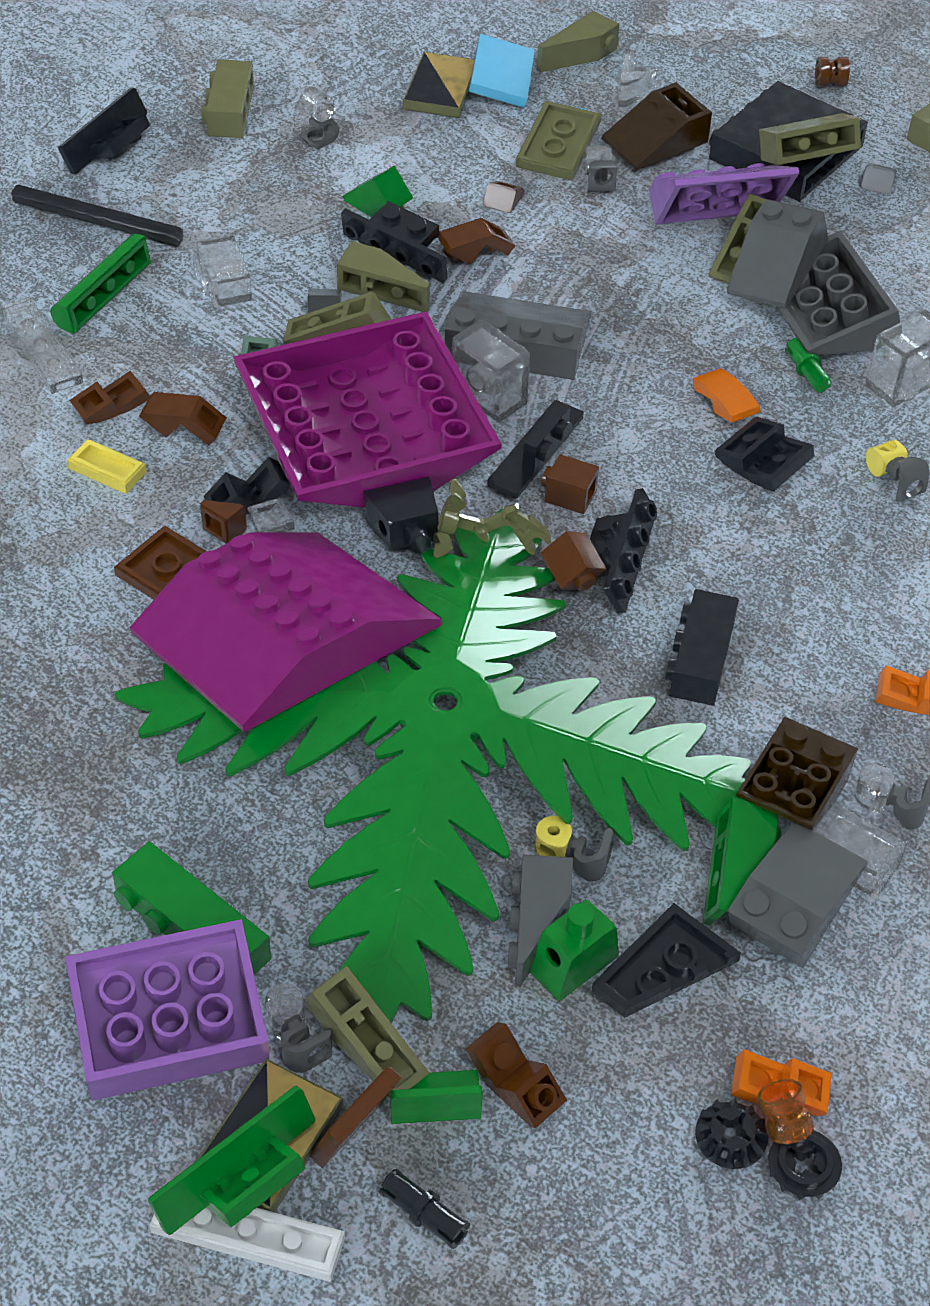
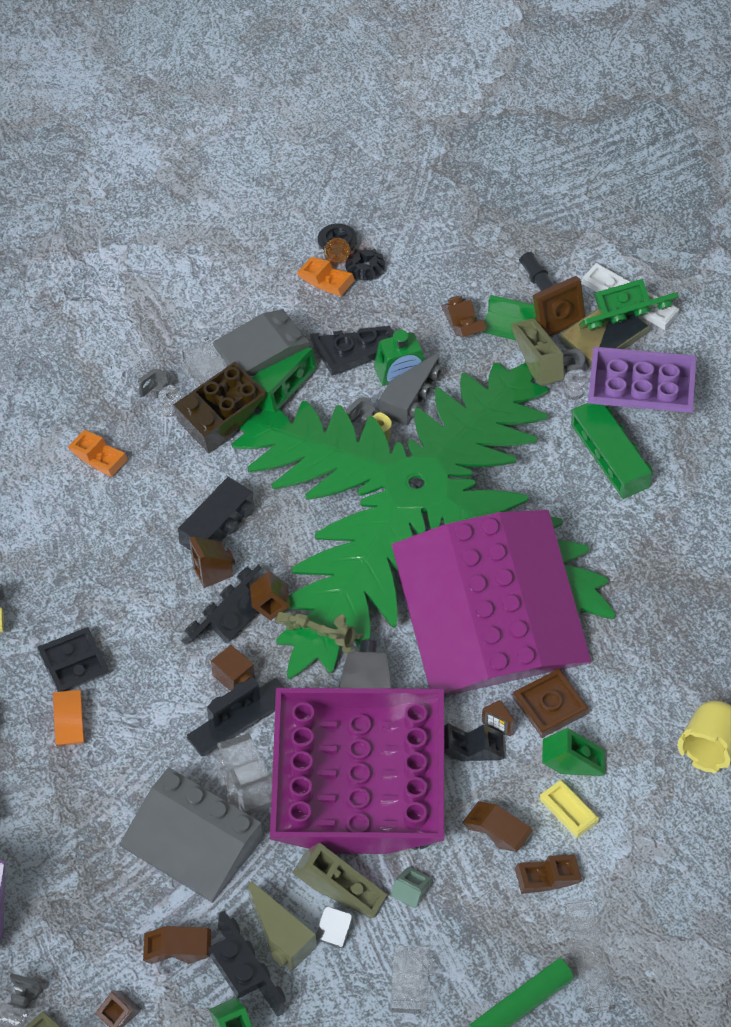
camera: 155 degrees left, 5 degrees up
(116, 505) = (573, 754): none -> green slope
(674, 577) = (211, 561): none -> reddish brown slope

